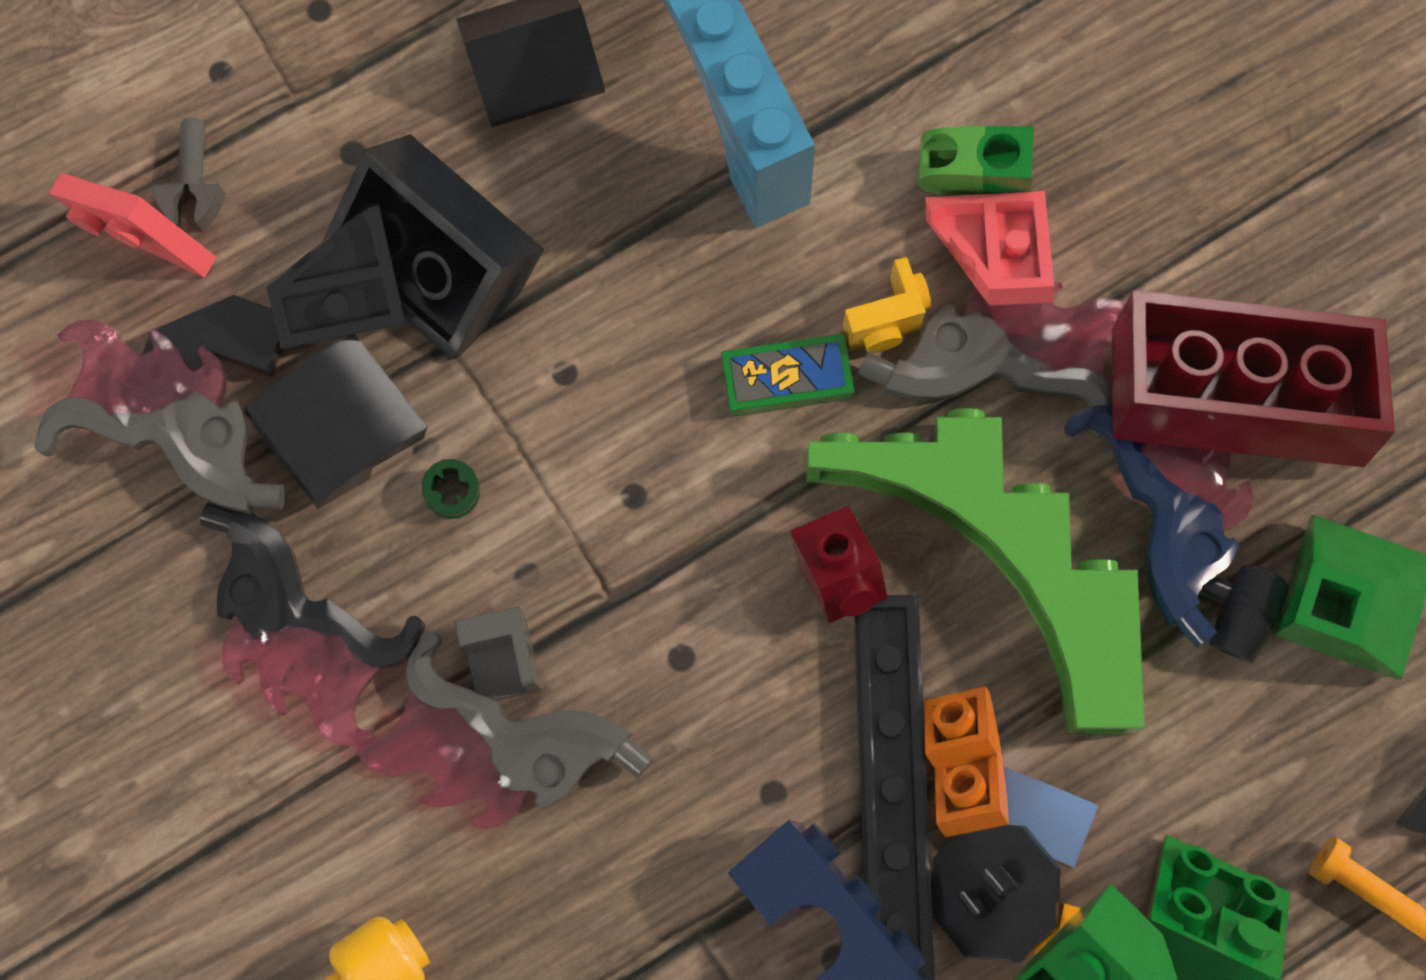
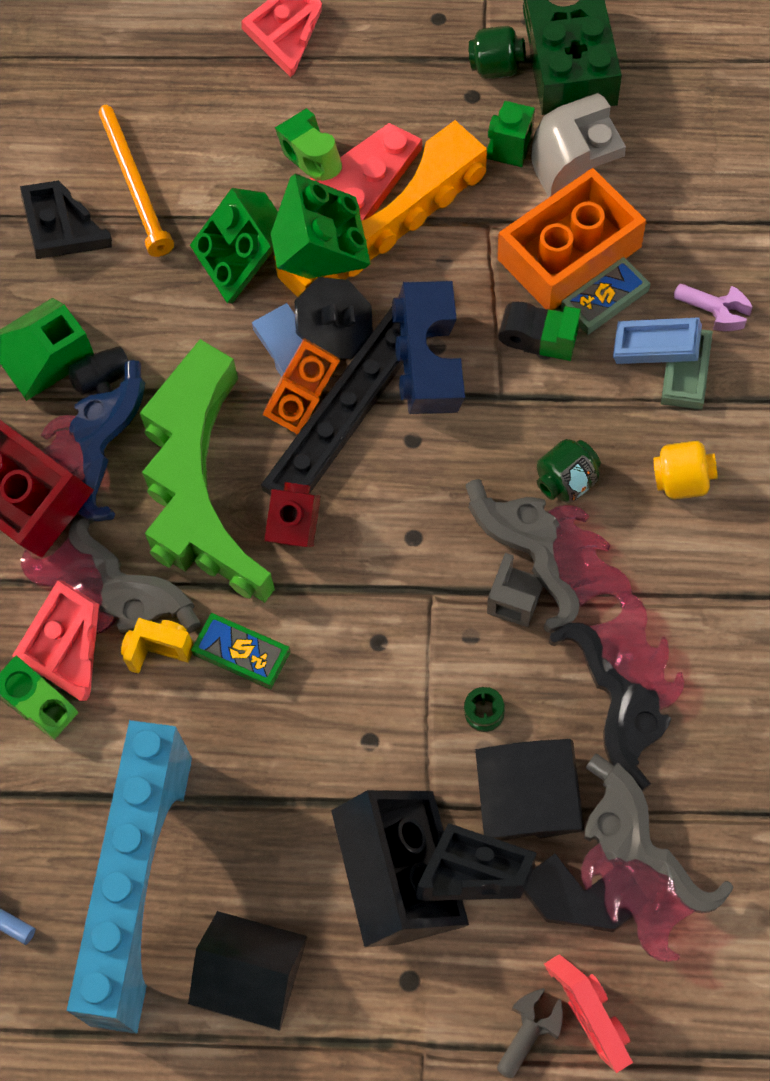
camera: 145 degrees left, 10 degrees down
(531, 865) = (568, 470): none -> dark green head

